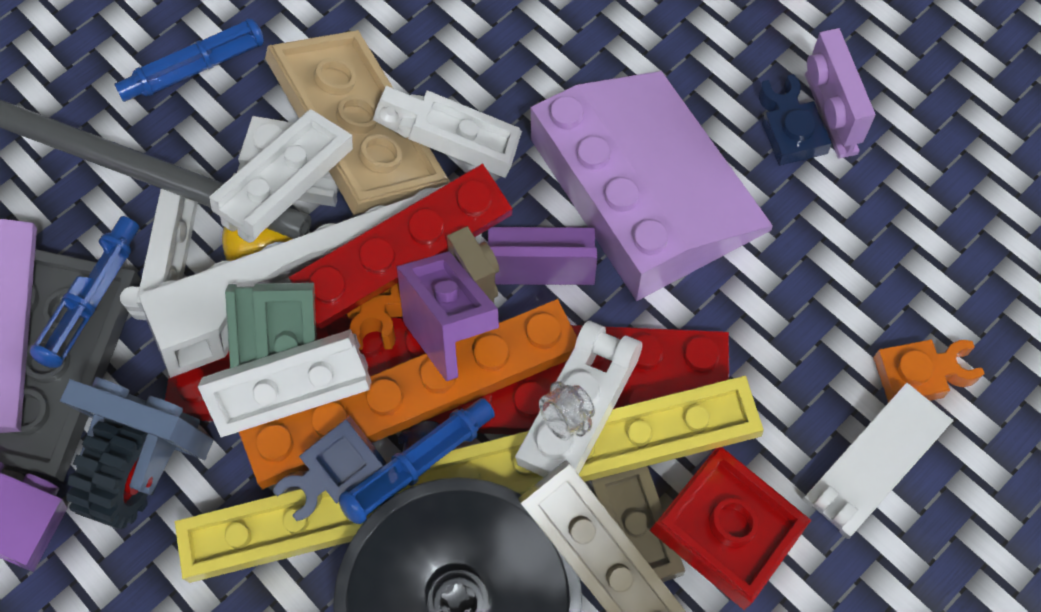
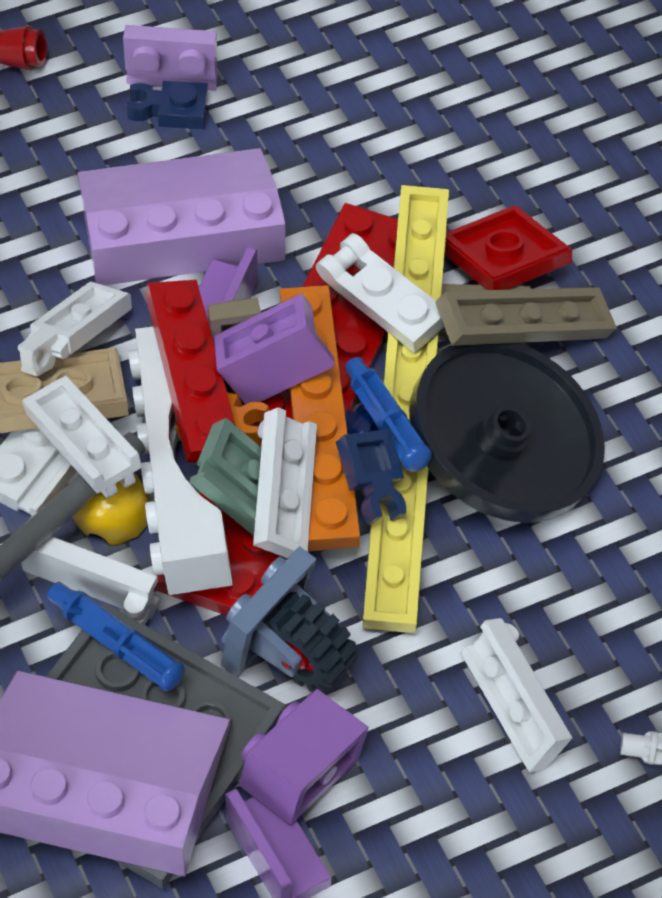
camera: 75 degrees left, 10 degrees down
(567, 410) = (400, 283): clear plate -> none
(877, 460) = (485, 149): white hinge -> none
(924, 368) = (423, 103): orange plate -> none

